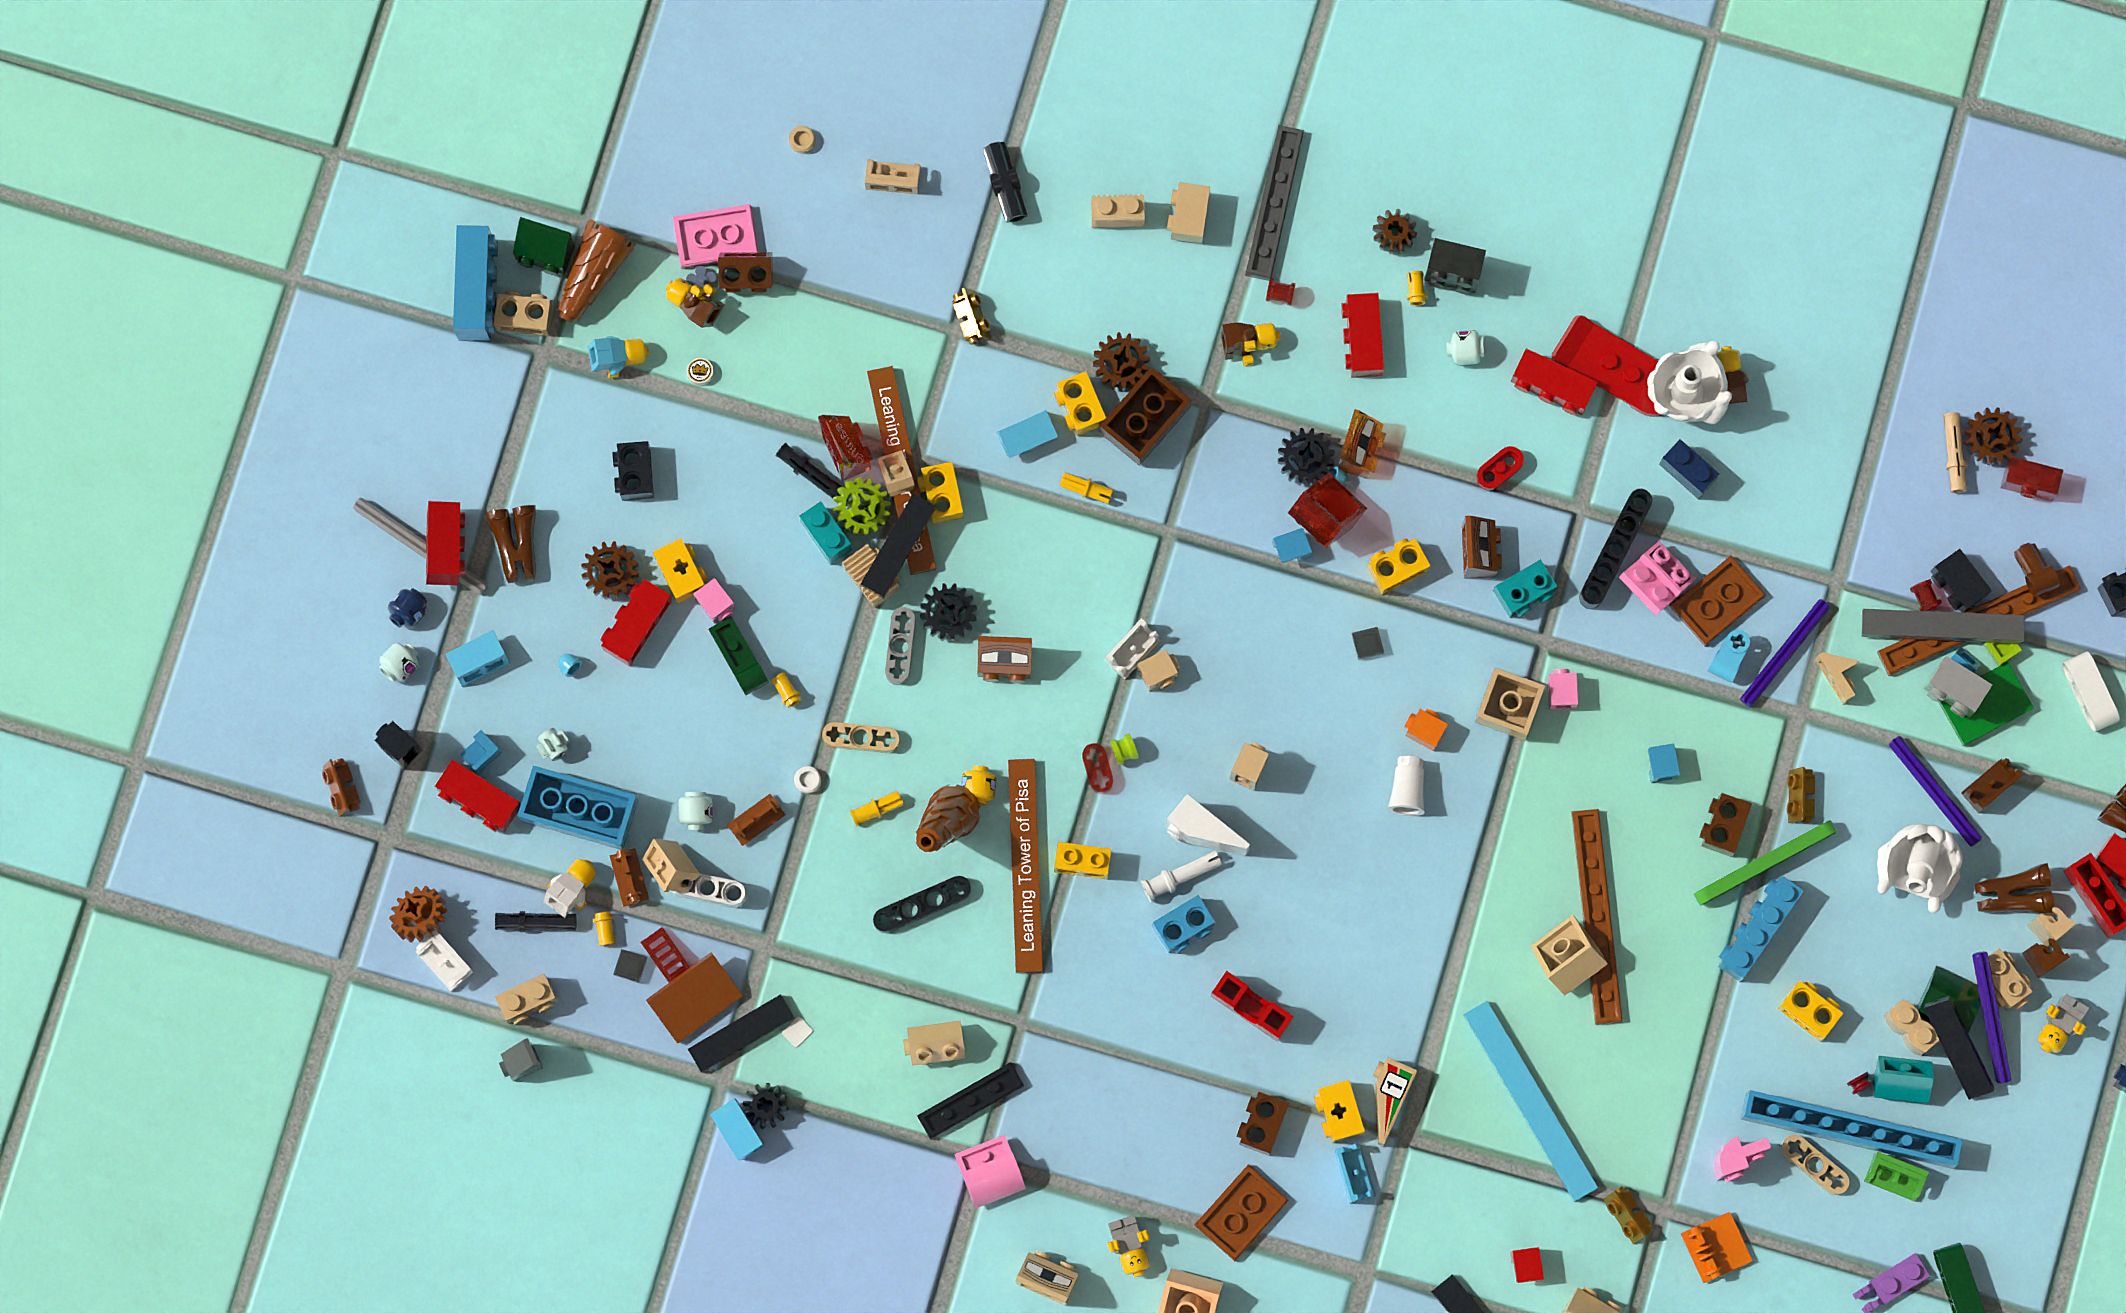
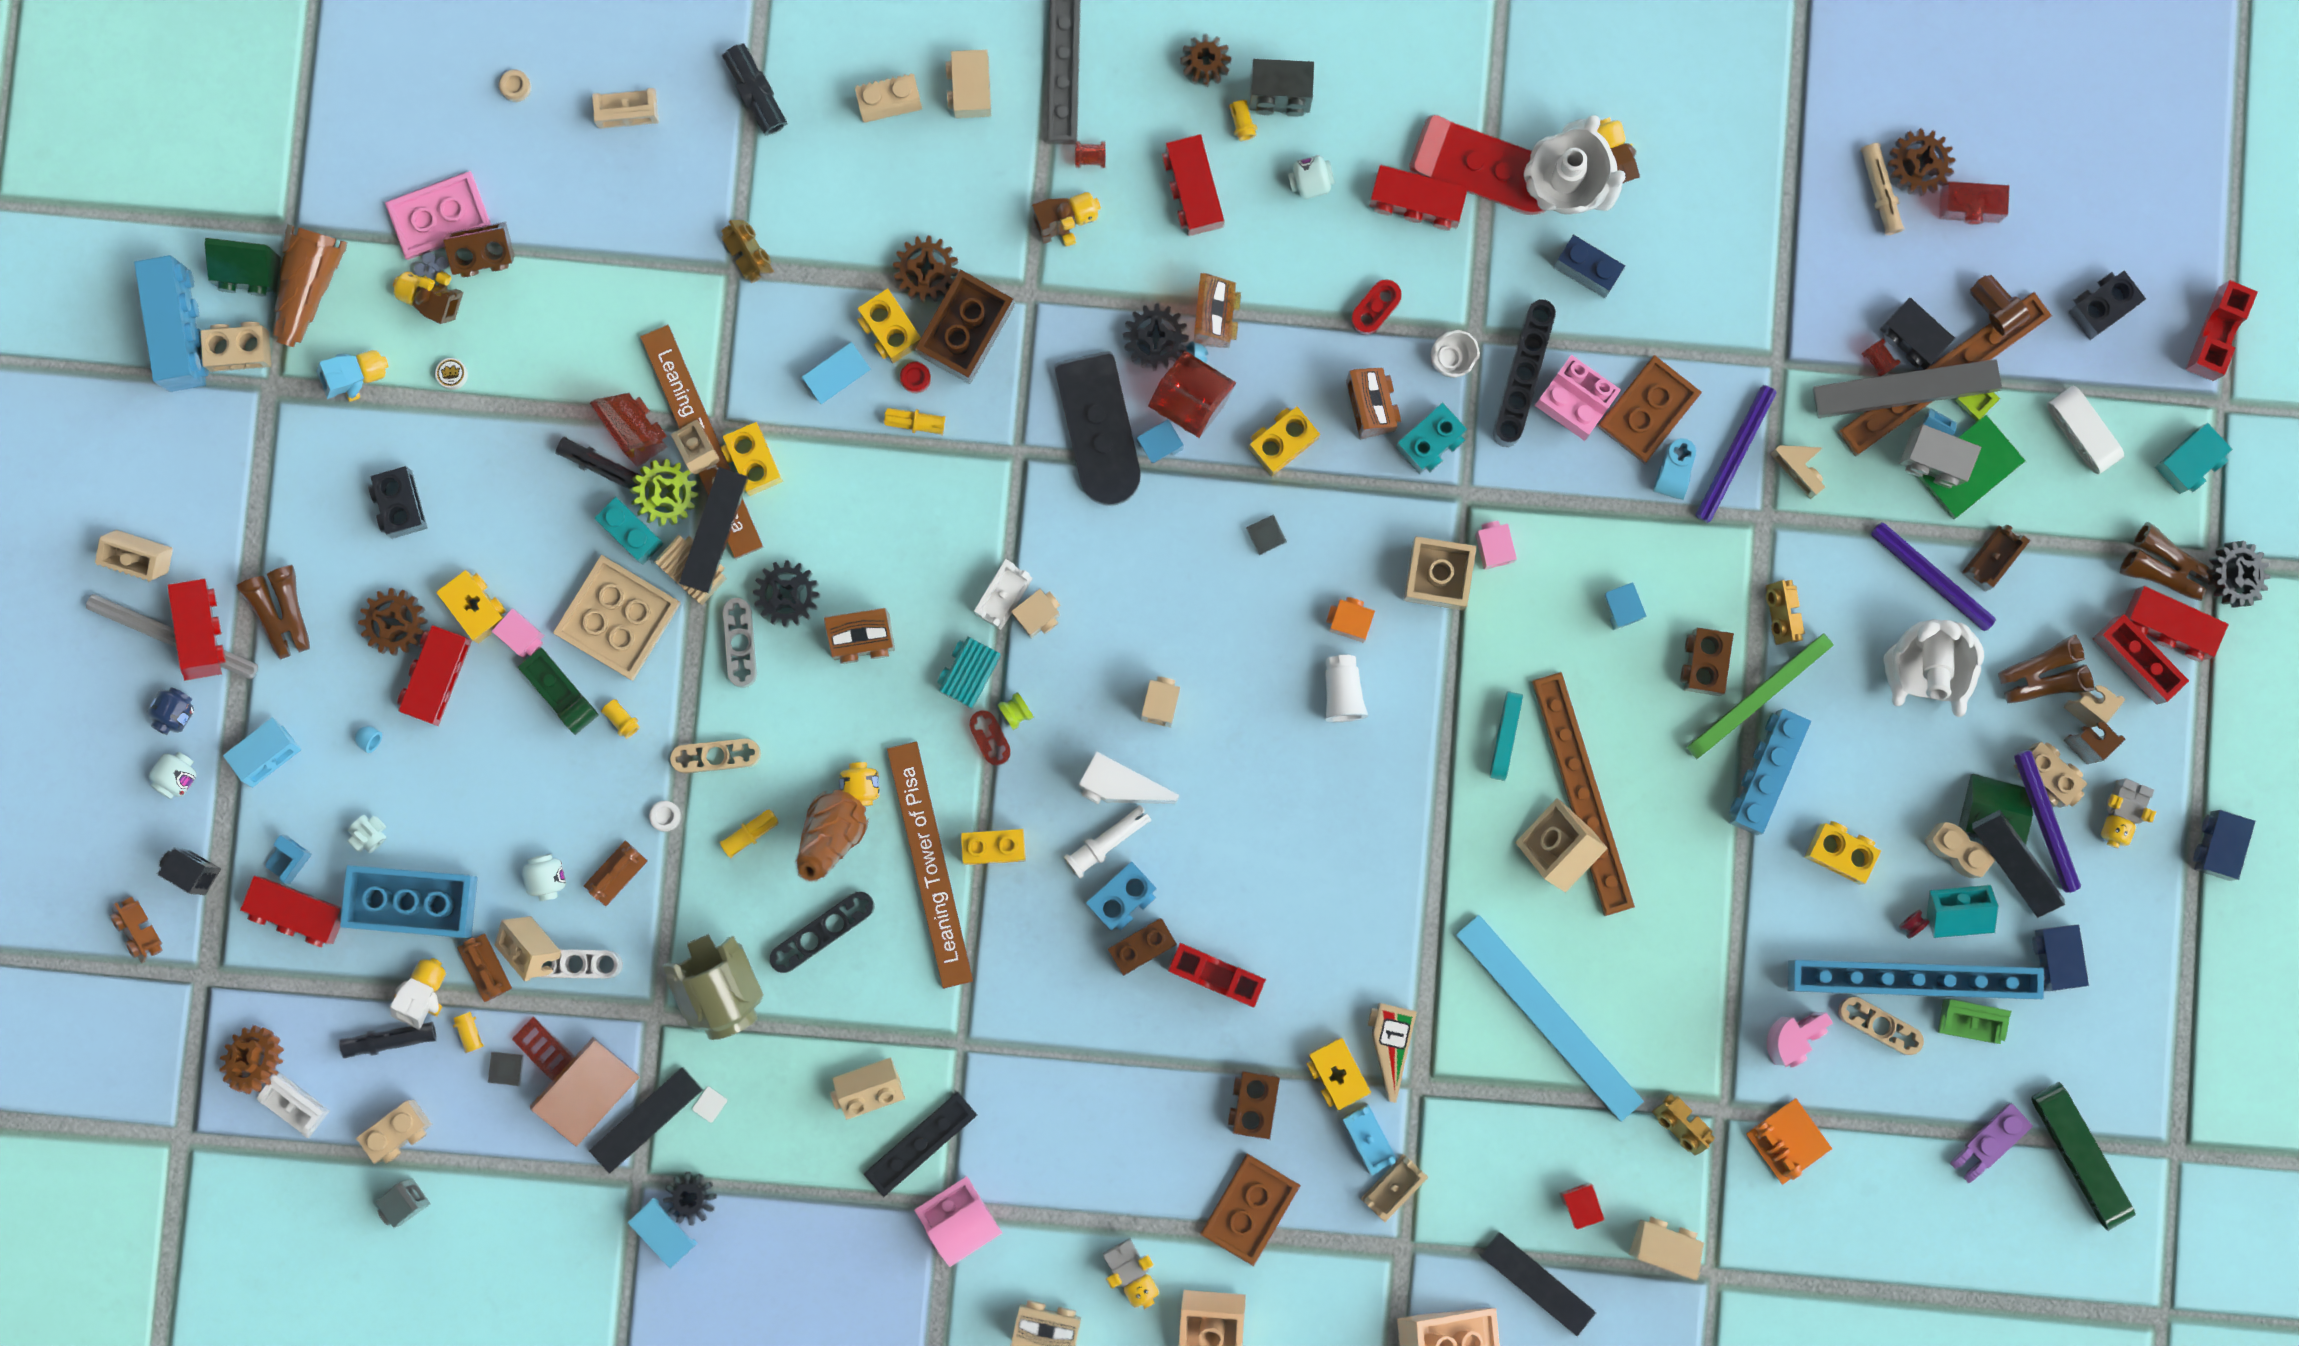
camera: 15 degrees left, 5 degrees up
(403, 471) = (133, 555): none -> tan brick
(800, 604) = (617, 617): none -> tan plate
(823, 930) = (715, 987): none -> olive piece
(1091, 709) = (969, 672): none -> teal brick
(1093, 451) = (915, 377): none -> red tile
(1193, 970) = (1142, 946): none -> reddish brown brick
(1242, 524) = (1099, 427): none -> black piece
(1368, 1218) = (1394, 1187): none -> tan hinge
(1539, 853) = (1506, 736): none -> teal beam
(1559, 520) = (1454, 353): none -> white hair
(1981, 1136) = (2061, 957): none -> dark blue brick

